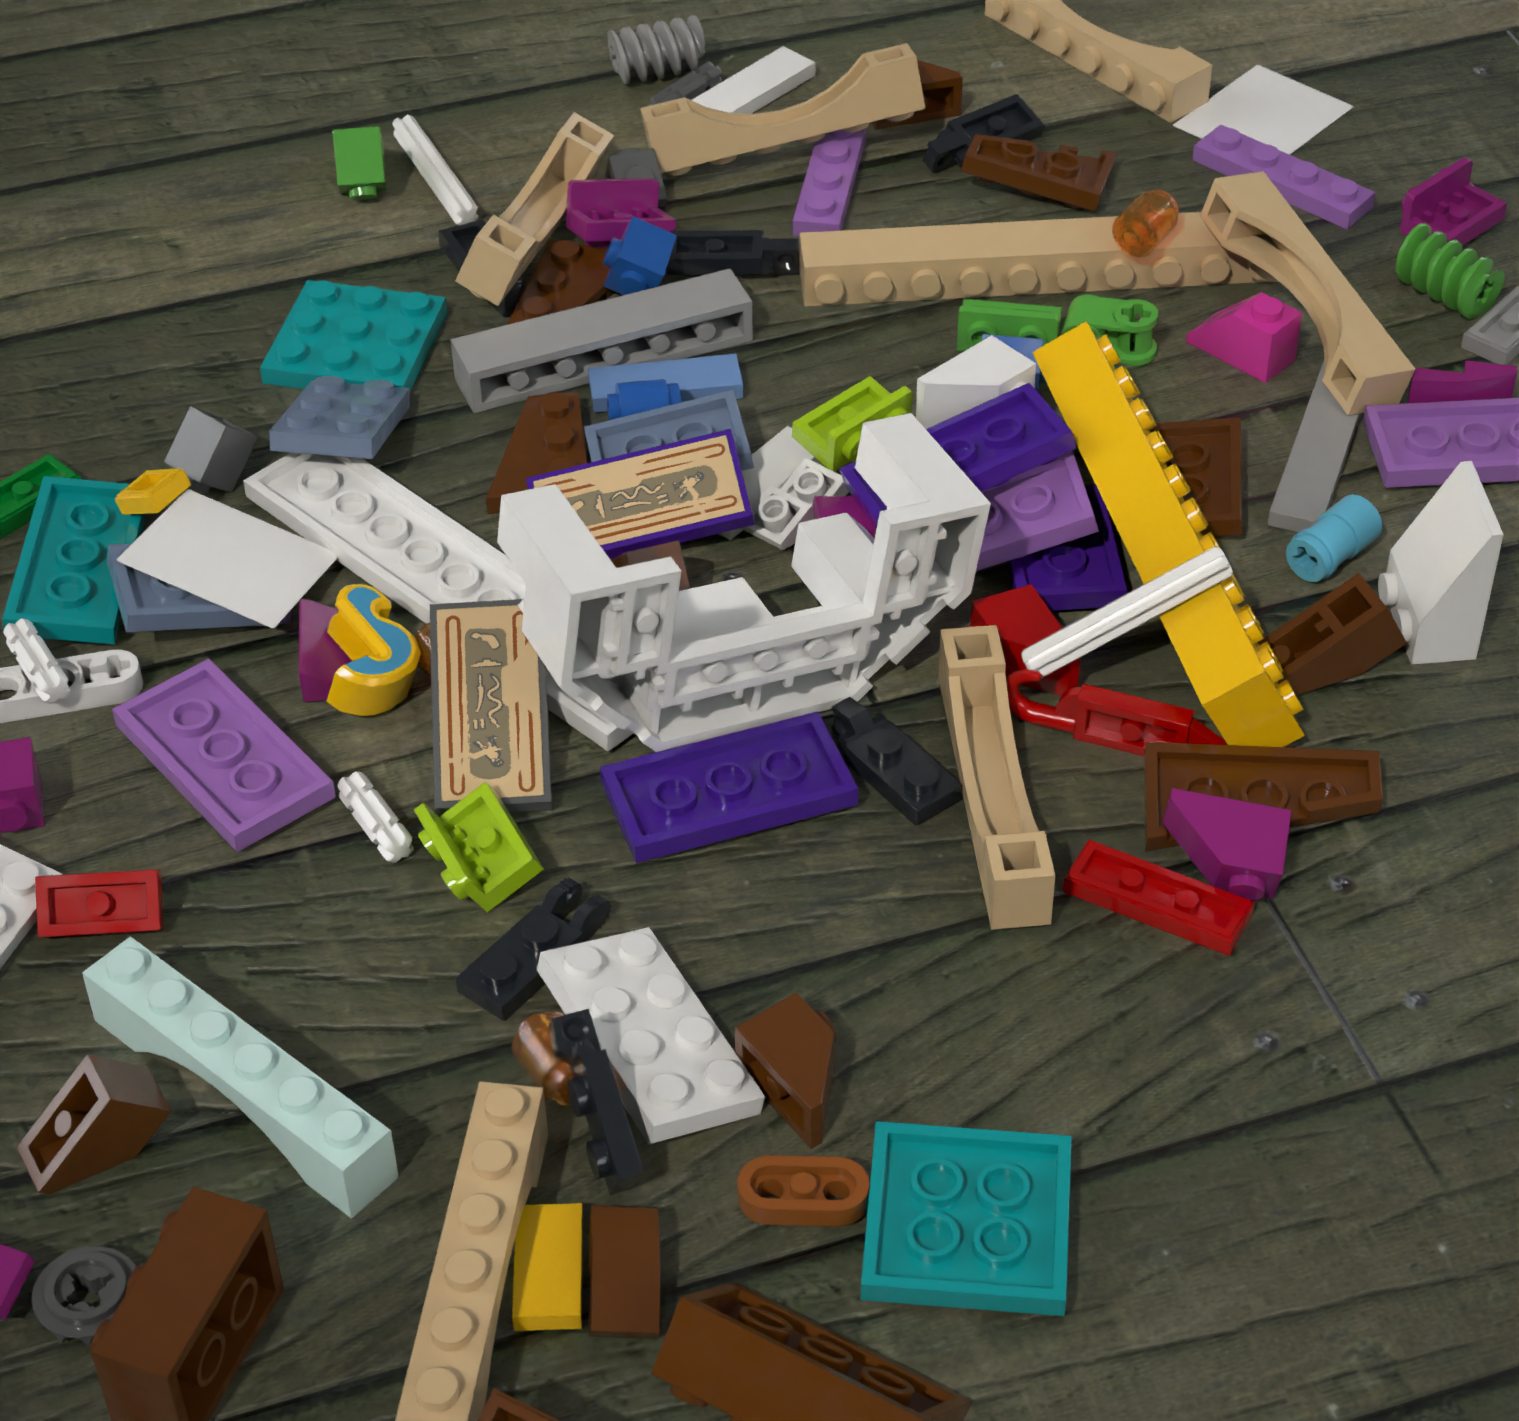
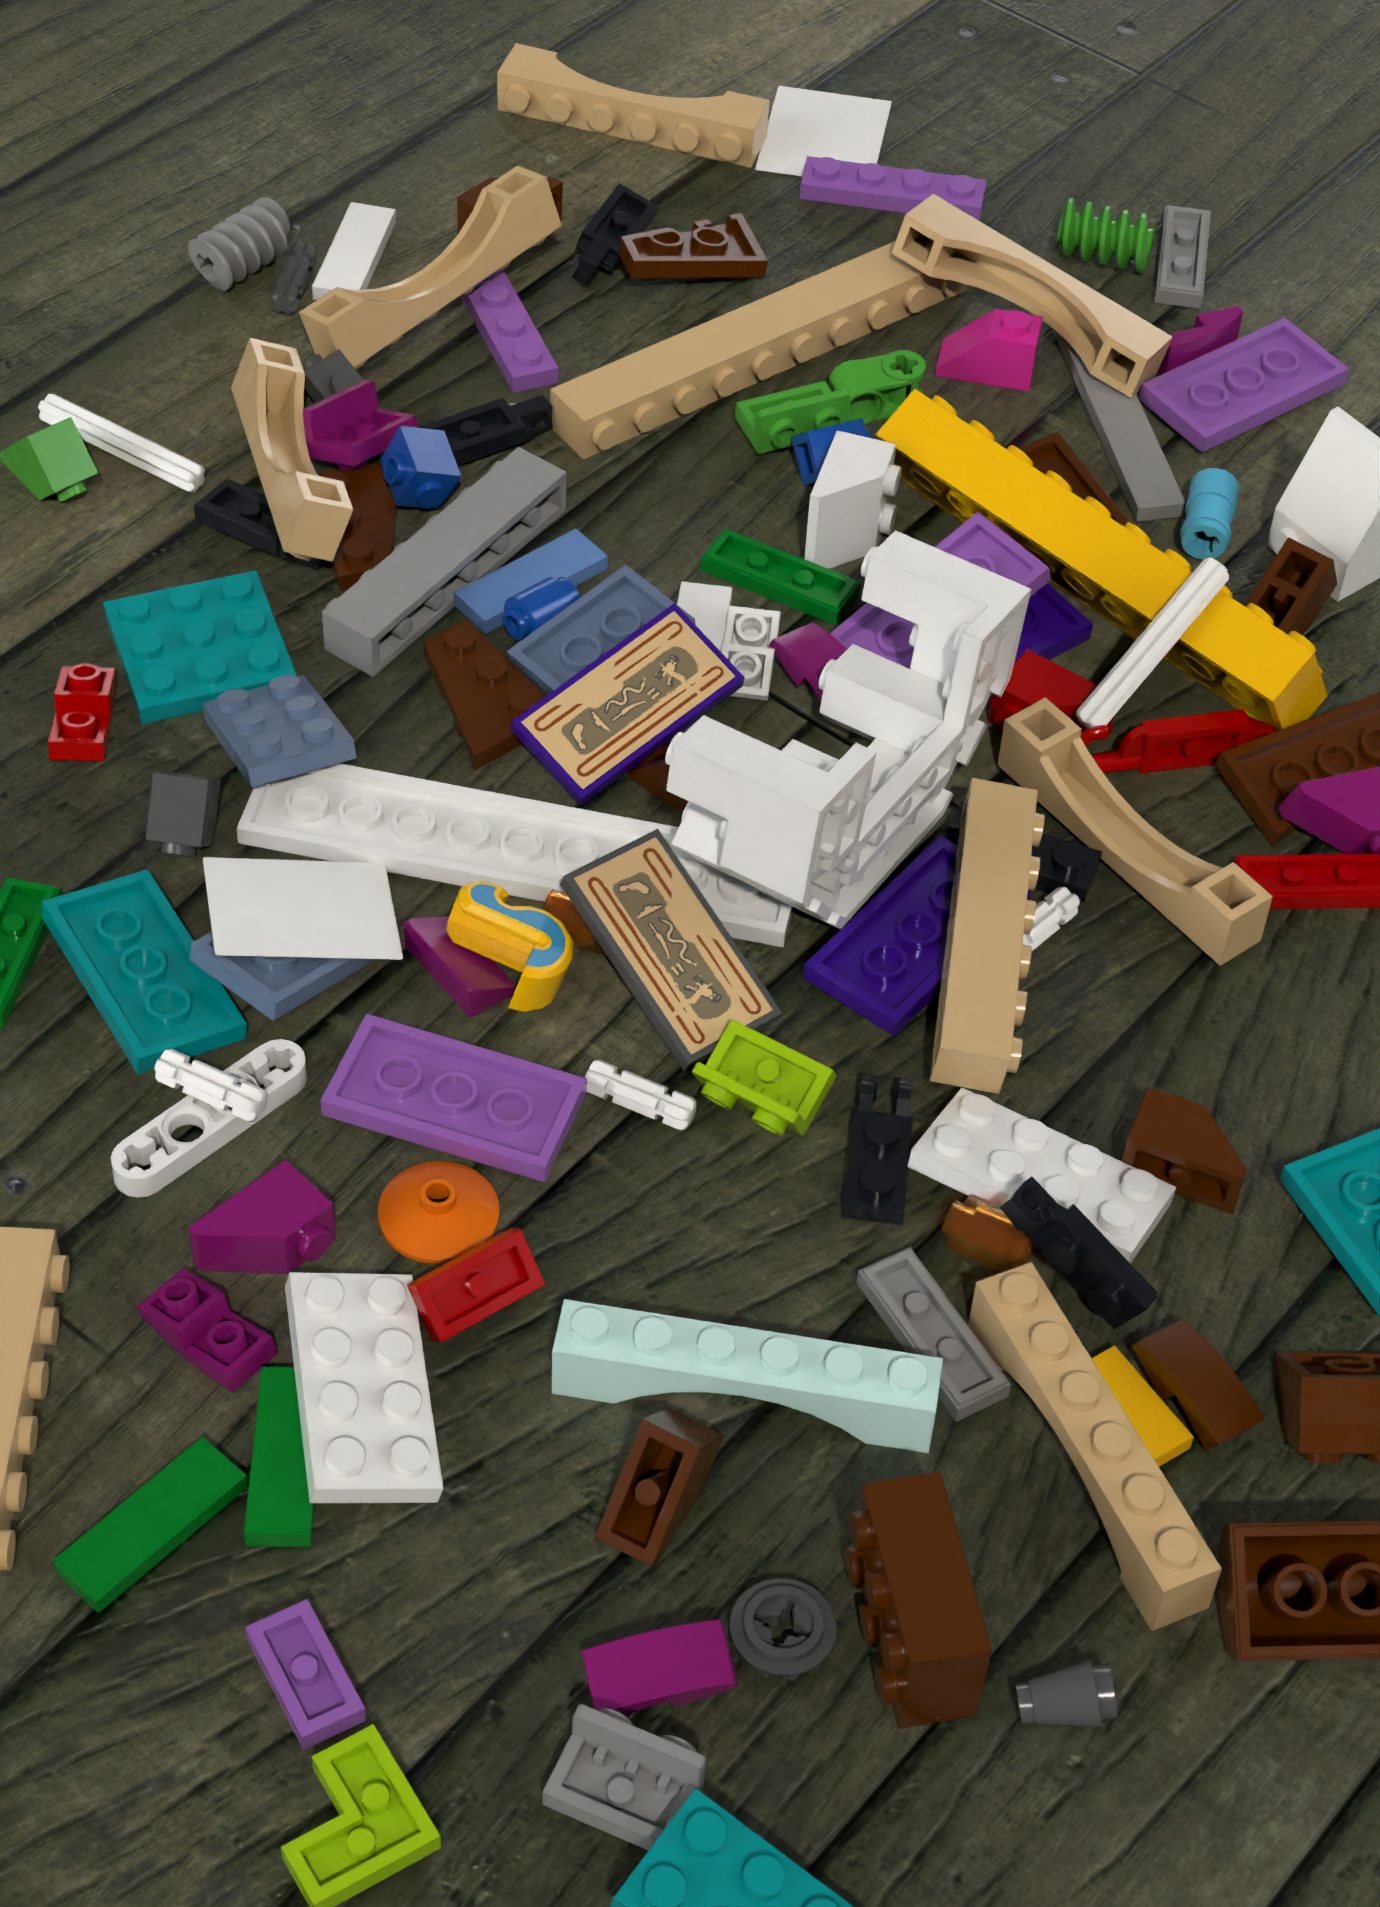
camera: 35 degrees left, 5 degrees up
(139, 835) = (434, 1230): none -> orange dish
(152, 491) = (173, 873): yellow tile -> none
(223, 356) = (83, 713): none -> red slope
(438, 1117) = (931, 1326): none -> light grey tile
(763, 804) = (985, 937): none -> tan brick
(803, 1190) = (1265, 1251): dark orange plate -> none
(835, 427) = (752, 557): lime bracket -> none
(844, 824) = (1049, 914): none -> white axle
(987, 443) = (909, 503): dark purple plate -> none
(1145, 223) = (857, 276): clear orange brick -> none
(1452, 205) = (1060, 175): magenta bracket -> none

